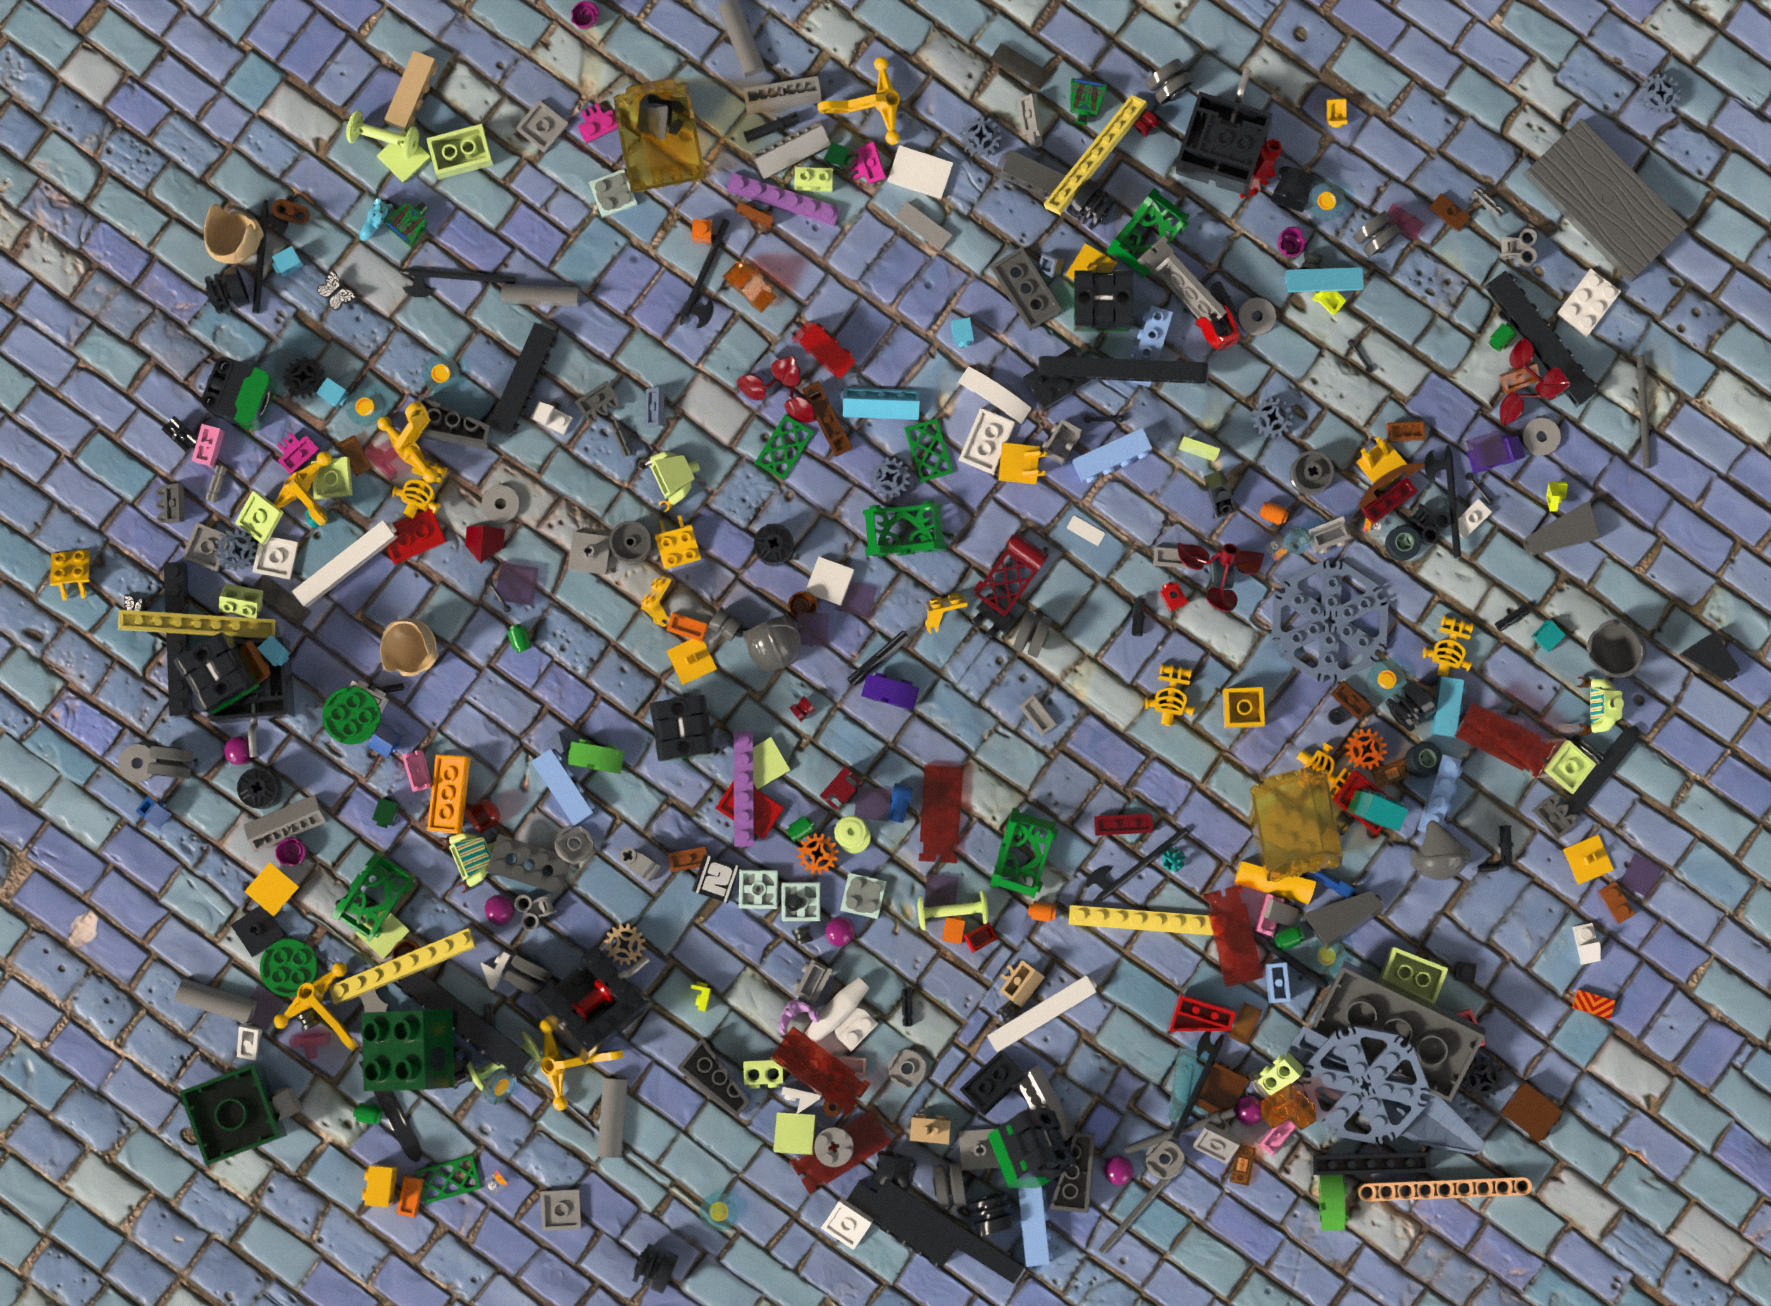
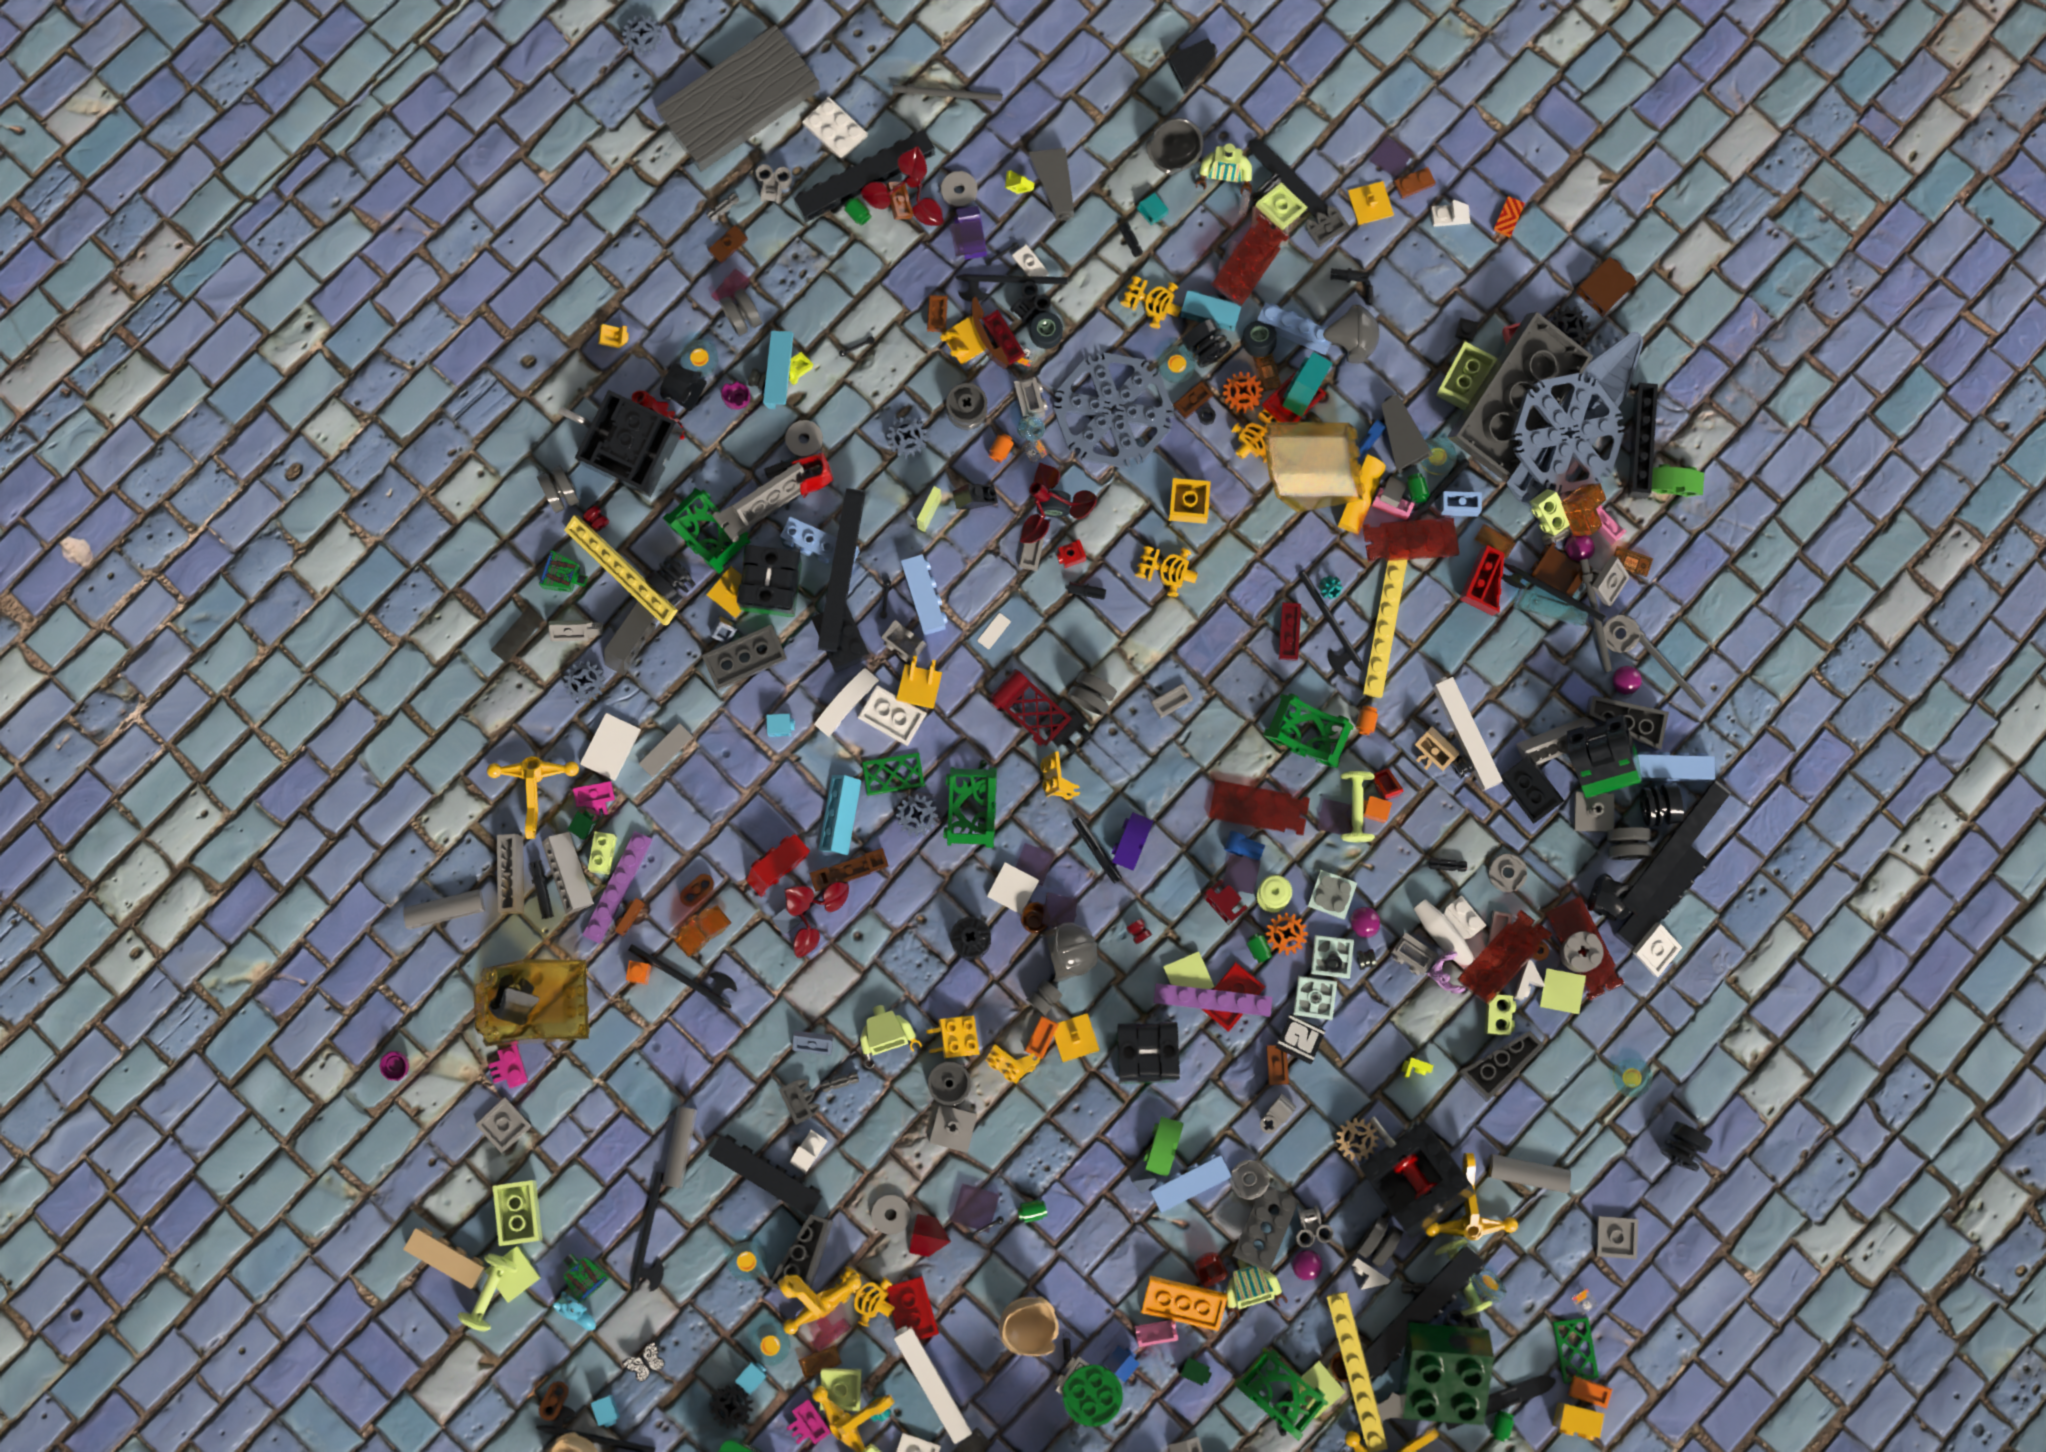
camera: 80 degrees left, 5 degrees down
(613, 193) = (585, 1060): light grey piece -> none
(778, 432) = (871, 901): green window -> none
(789, 276) = (697, 890): none -> reddish brown plate
(929, 1129) = (1571, 857): tan brick -> none
(1453, 1188) = (1669, 384): light nougat beam -> none

